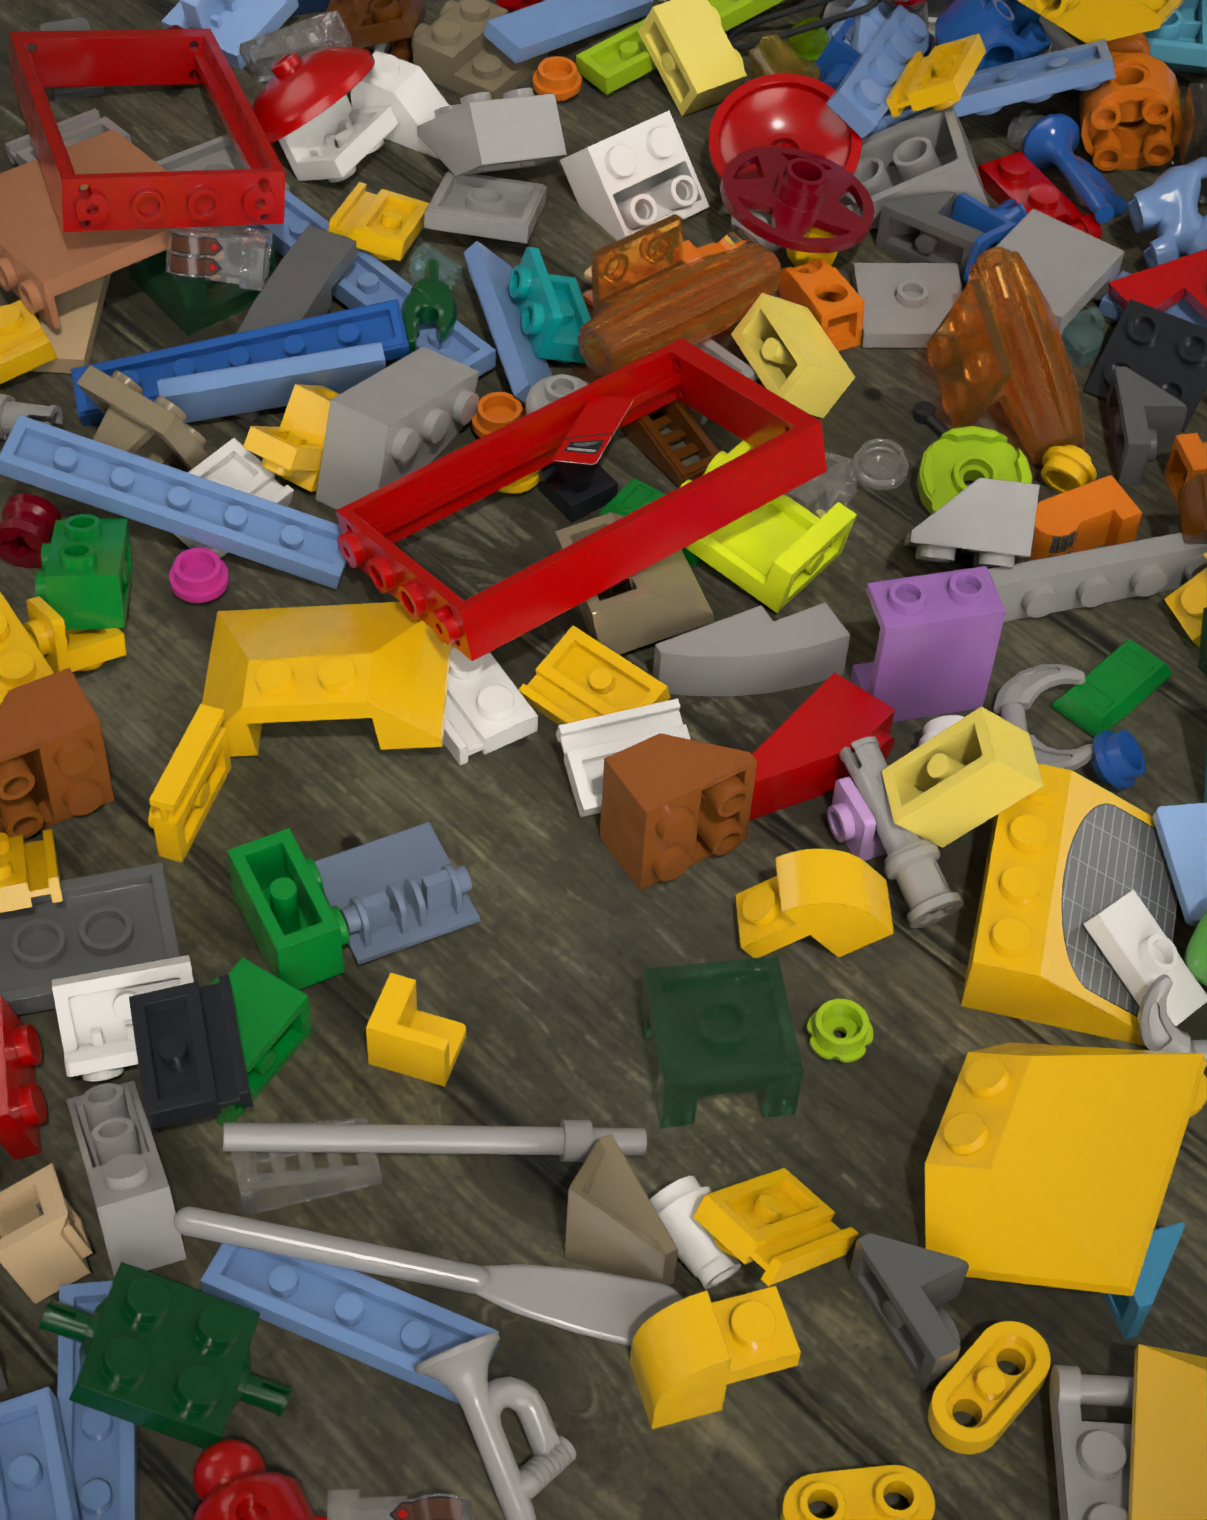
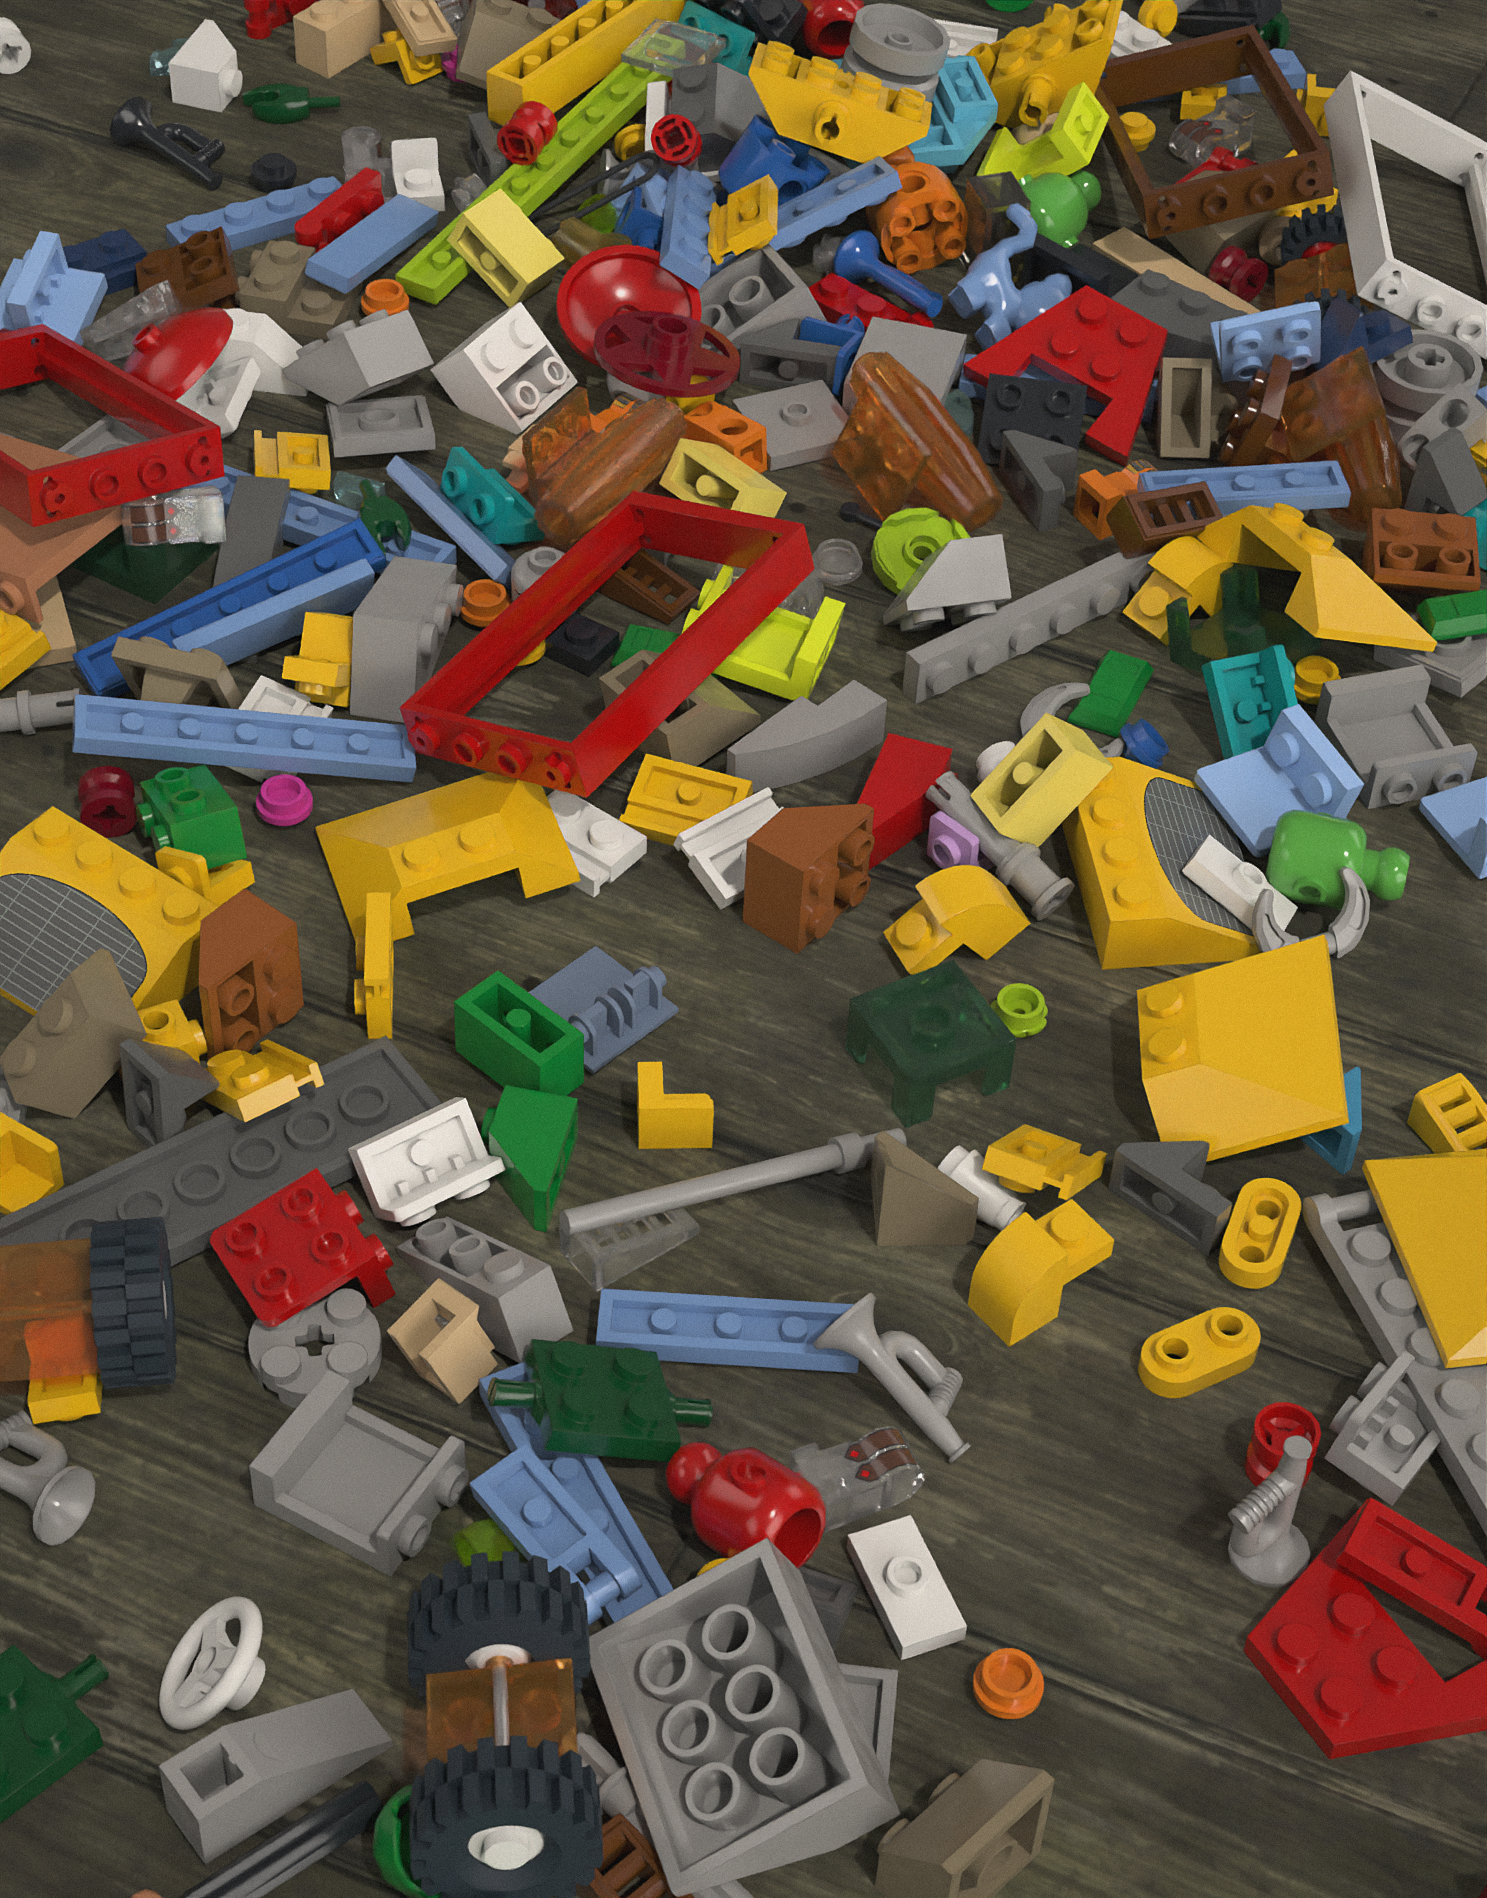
camera: 20 degrees left, 5 degrees down
(189, 1052) = (505, 1164): black plate -> none
(567, 1298) = (900, 1268): light grey piece -> none
(593, 429) = (595, 584): red sticker -> none
(933, 642) = (969, 684): medium lavender panel -> none
(1067, 468) = (998, 520): yellow plate -> none
(1084, 519) = (1037, 559): orange leg -> none

